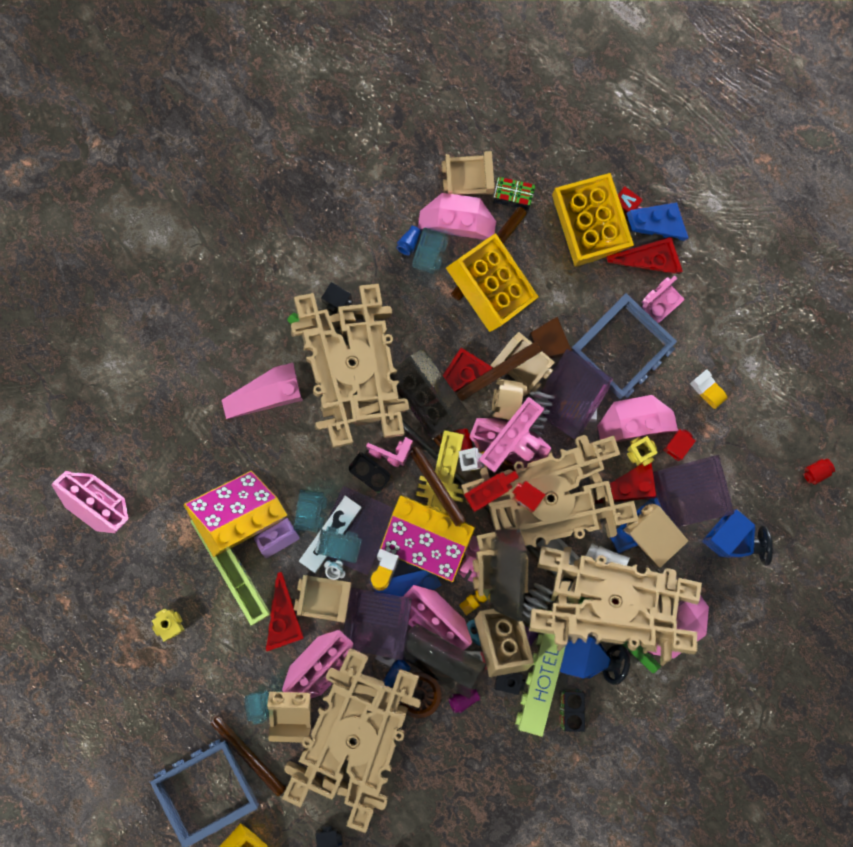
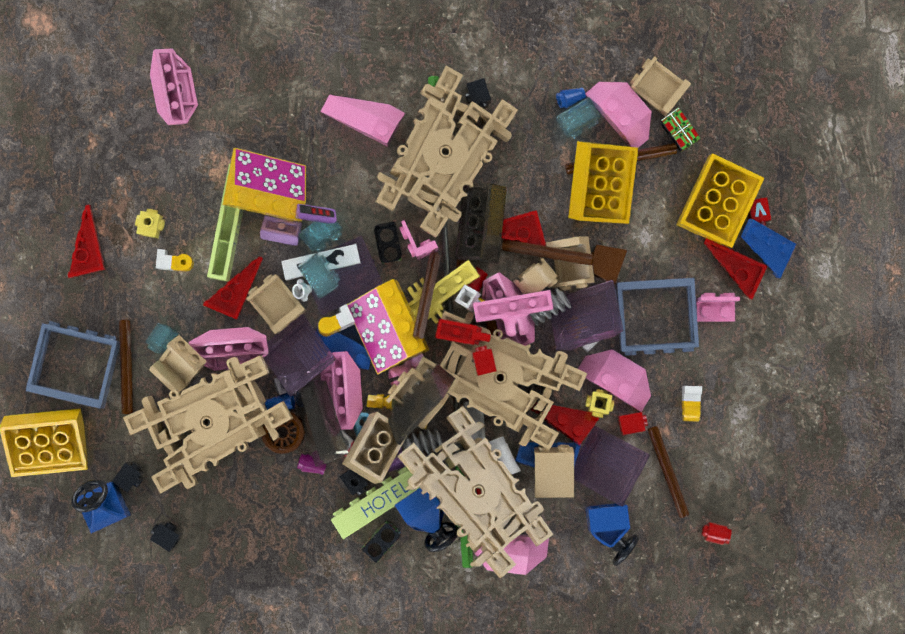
camera: 50 degrees right, 5 degrees up
(138, 693) = (87, 254): none -> red wing
(218, 635) = (174, 263): none -> leg
(294, 499) = (315, 213): none -> slope
(740, 457) = (668, 472): none -> reddish brown axle

